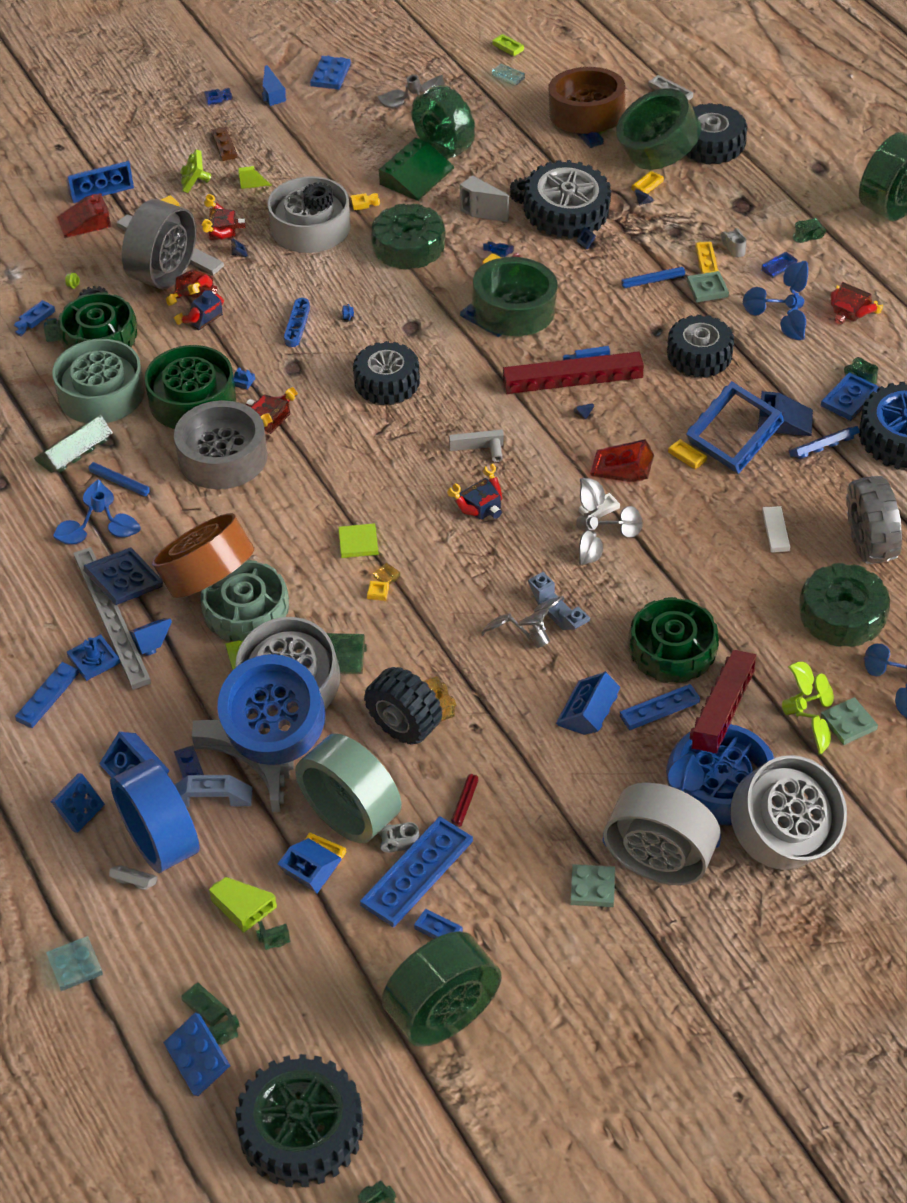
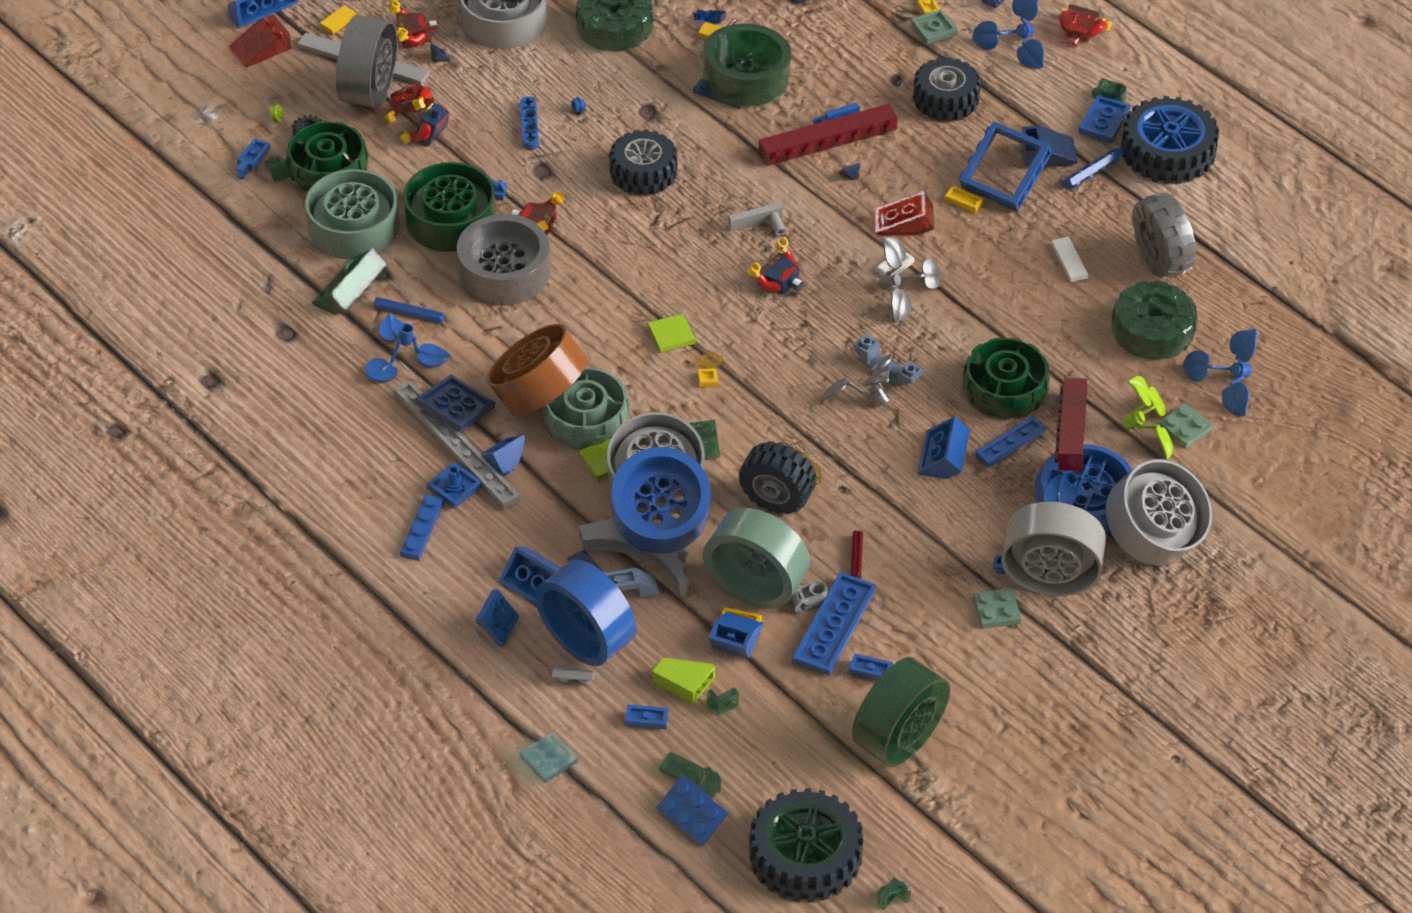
camera: 15 degrees left, 0 degrees up
(189, 937) = (646, 716): none -> blue plate
(653, 277) = (876, 24): blue axle -> none

